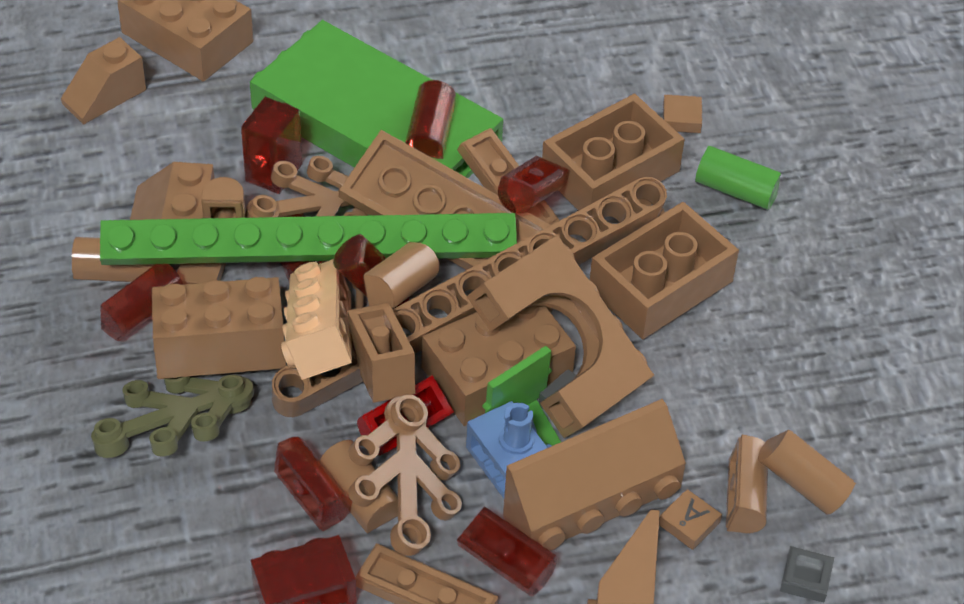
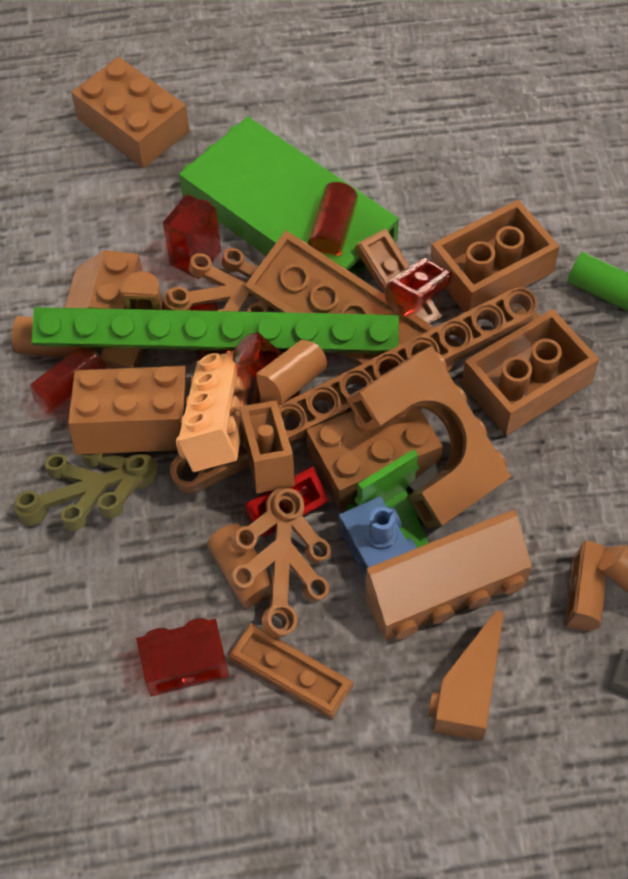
camera: 10 degrees right, 10 degrees up
(105, 81) = (56, 167): medium nougat slope -> none
(311, 483) = (199, 561): clear red brick -> none
(508, 552) = (365, 640): clear red brick -> none
(683, 113) = (562, 215): medium nougat tile -> none
(690, 519) = (532, 615): medium nougat tile -> none

